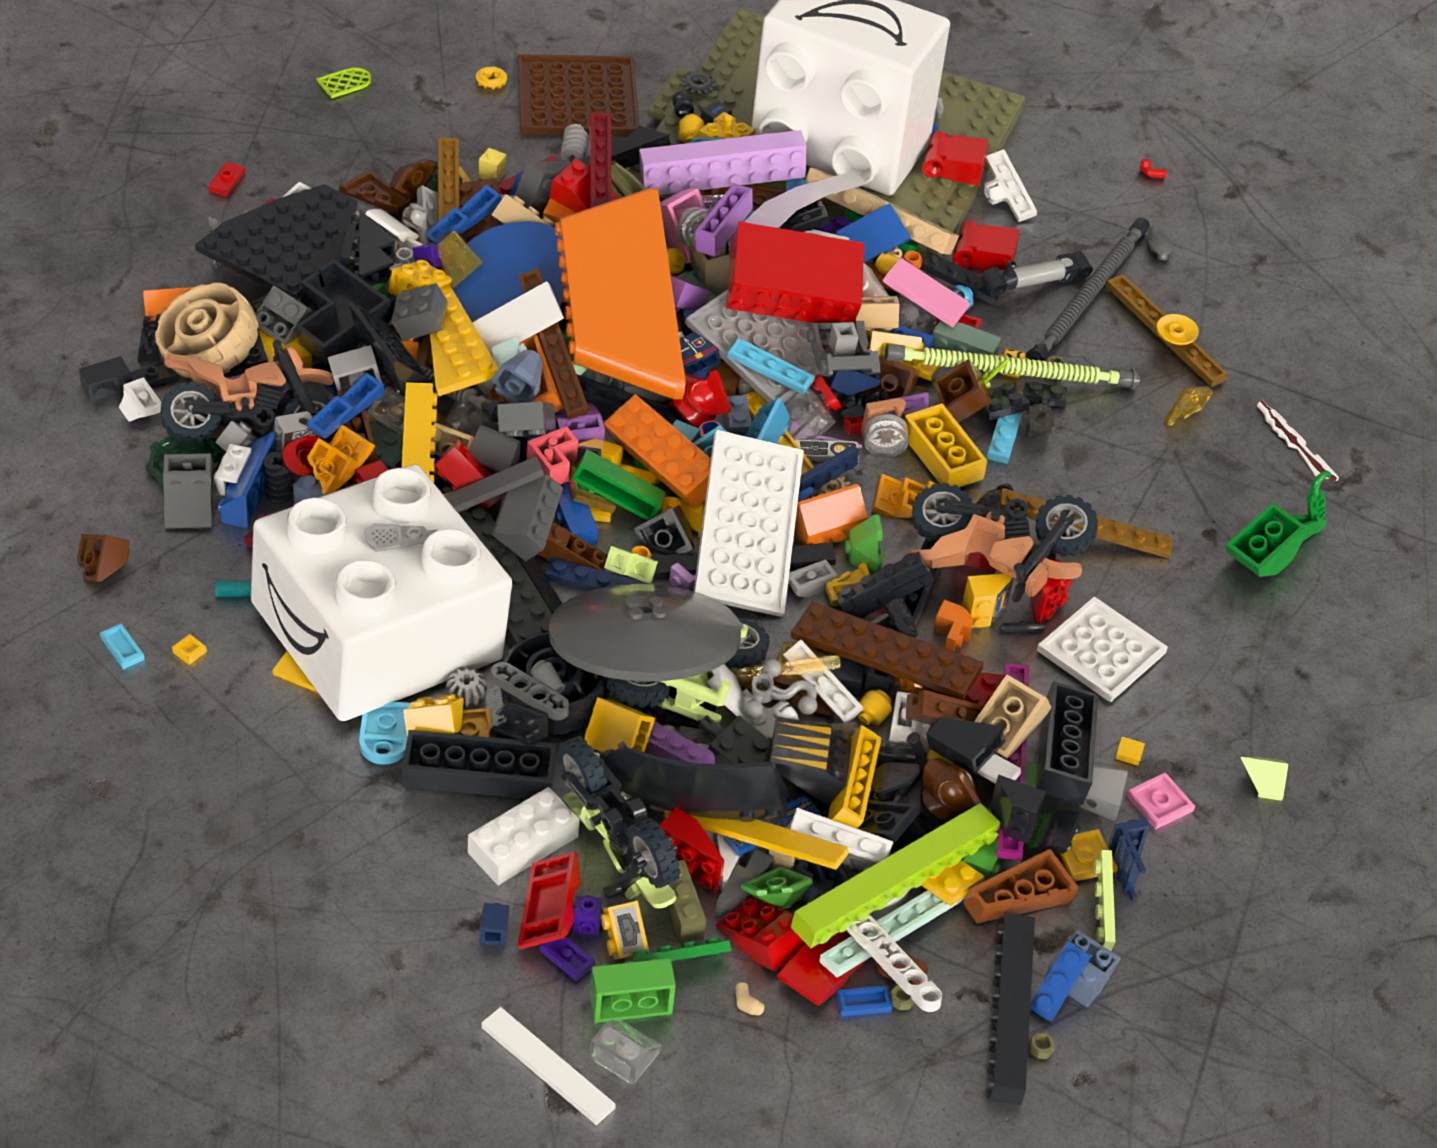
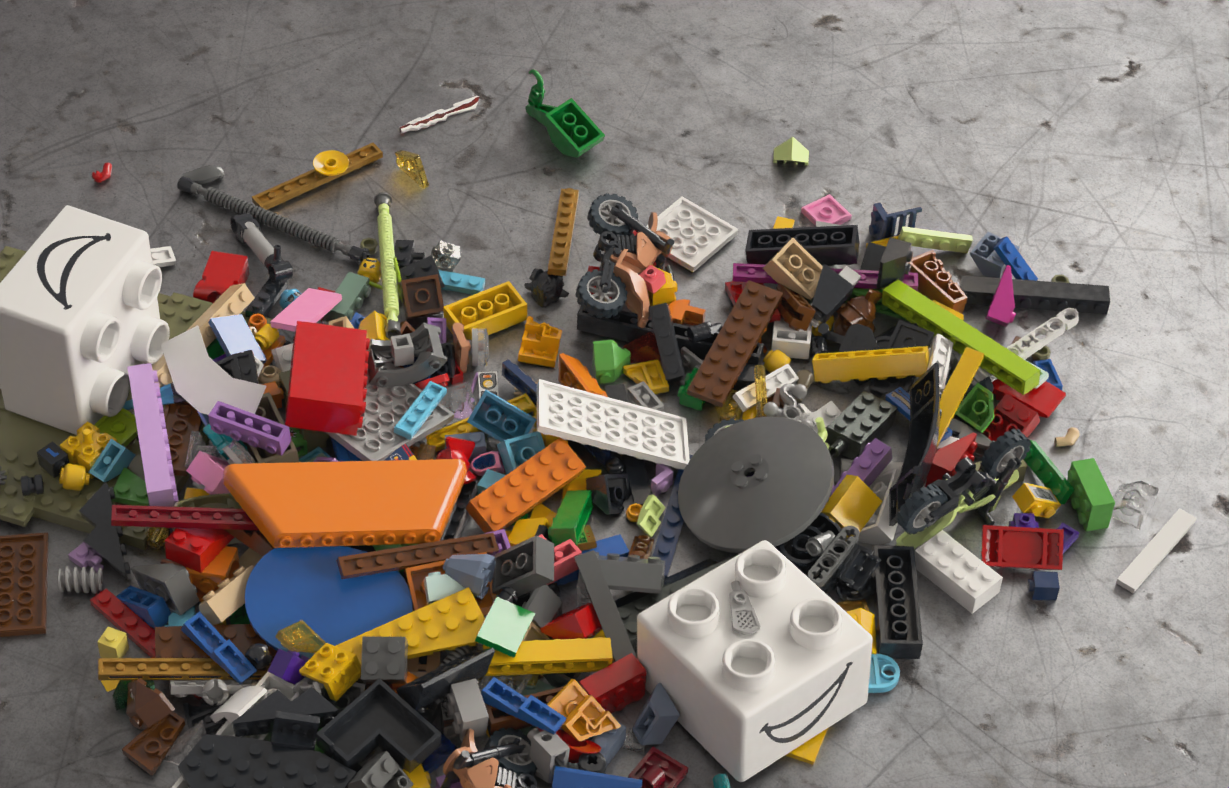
camera: 90 degrees left, 0 degrees up
(446, 395) = (505, 627): none -> tile
(520, 317) = (394, 577): white tile -> none
(811, 756) = (855, 384): black slope -> none
(978, 569) = (654, 278): none -> coral plate
(986, 952) = (1003, 301): none -> dark pink slope

